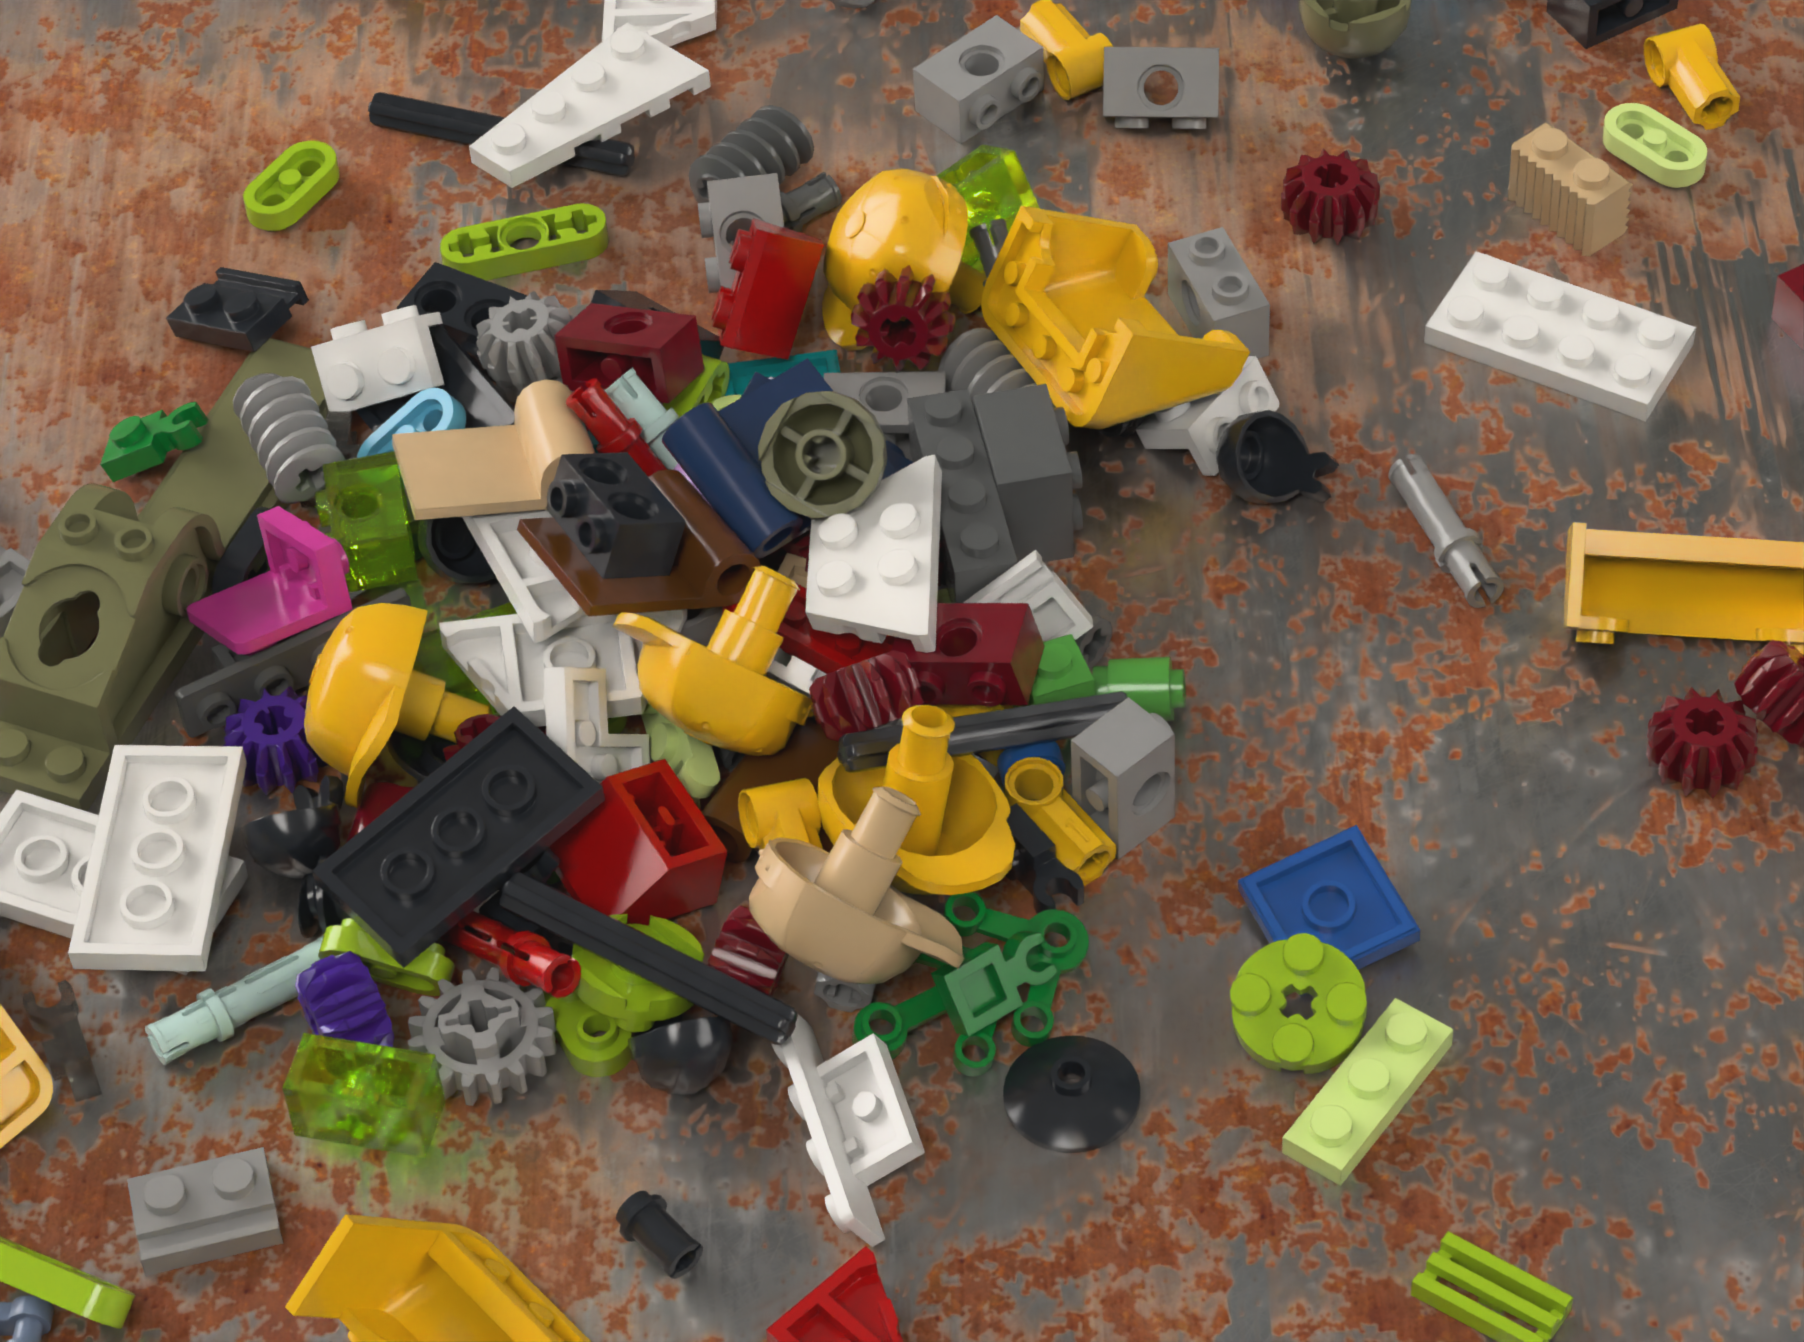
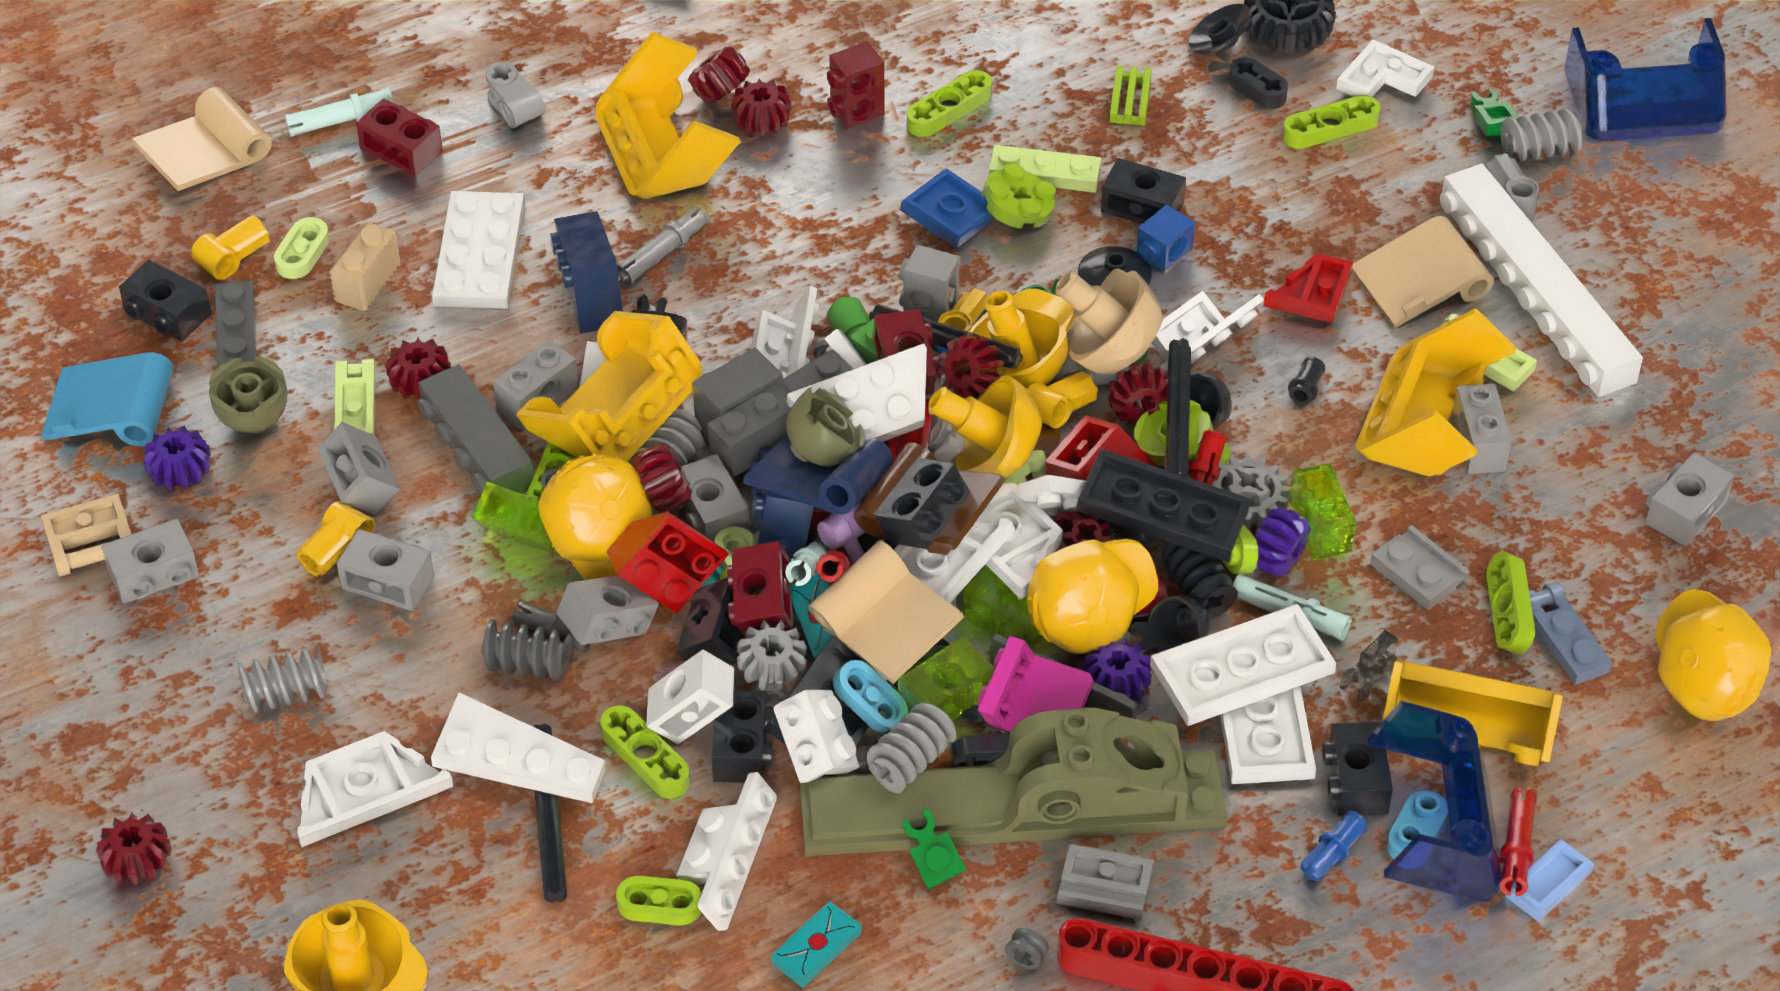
camera: 120 degrees left, 0 degrees up
(125, 309) = (816, 944): none -> teal tile
(237, 309) = (792, 867): black plate -> none
(333, 267) = (725, 849): none -> white bracket
(538, 262) = (690, 697): none -> white brick
(1087, 1170) = (1165, 238): none -> blue brick
(1146, 590) = (785, 341): none -> white bracket
(1177, 206) = (474, 431): none -> dark grey brick
(1222, 1152) = (1140, 191): none -> black brick
(1310, 125) = (355, 394): none -> yellowish green plate
(1423, 404) = (587, 268): none -> dark blue wedge
(1535, 57) = (235, 321): none -> dark grey plate
(1595, 1042) = (930, 116): none -> lime beam
(1665, 855) = (856, 85): none -> dark red brick

